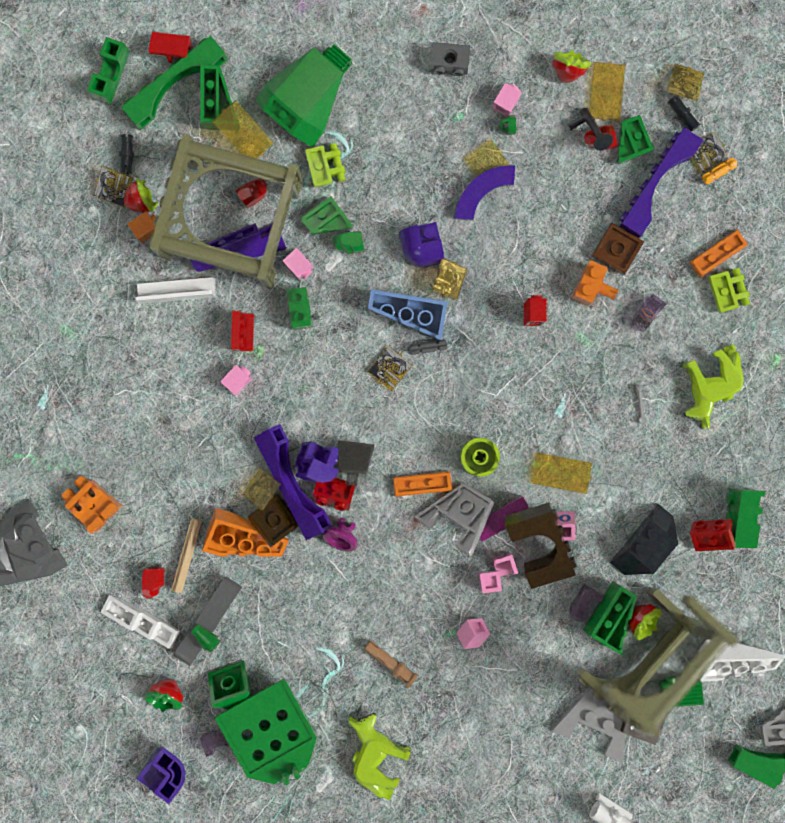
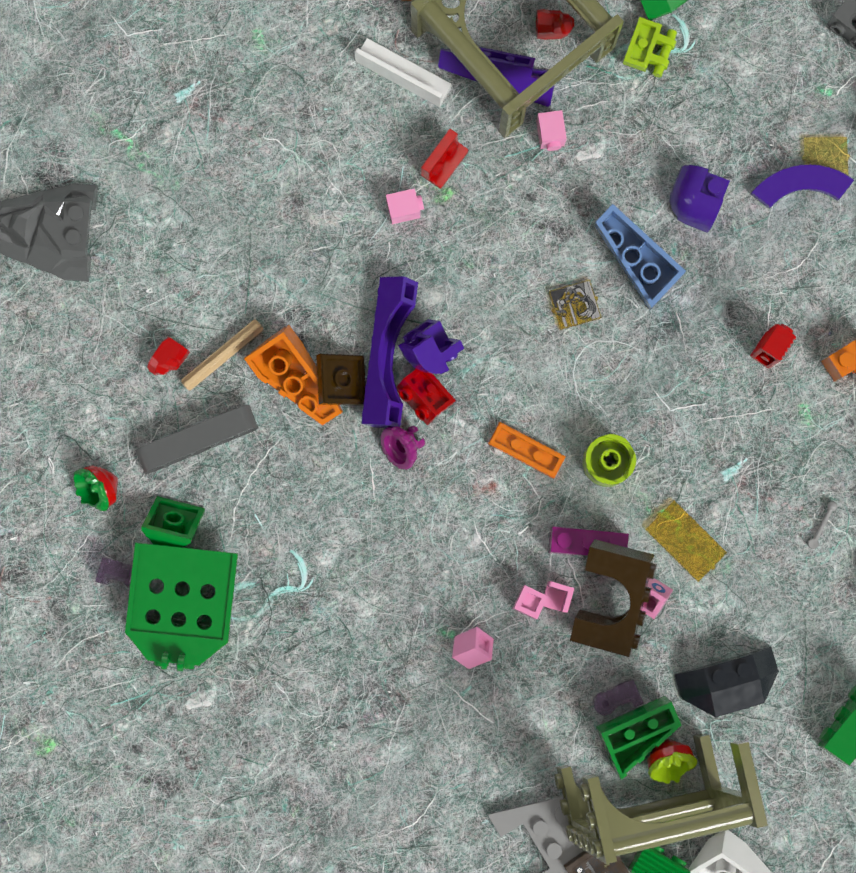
camera: 30 degrees right, 5 degrees down
(91, 517) = (161, 235): orange hips -> none
(140, 621) = (124, 391): white slope -> none
(163, 774) = (37, 569): dark purple brick -> none
(205, 638) = (184, 453): green cone -> none
(261, 489) = (351, 337): clear yellow piece -> none
(299, 308) = (521, 176): green brick -> none
(326, 218) = (613, 102): green wing -> none
(349, 242) = (621, 142): green rock -> none
(354, 460) = (471, 374): clear smoke torso -> none
(372, 752) = (275, 702): lime animal -> none
(398, 669) = (364, 630): medium nougat pin -> none
(427, 347) = (631, 309): dark grey axle -> none
(449, 279) = (702, 252): clear yellow piece -> none
(466, 509) = (554, 501): light grey wing -> none
(712, 535) = (808, 718): red bracket -> none

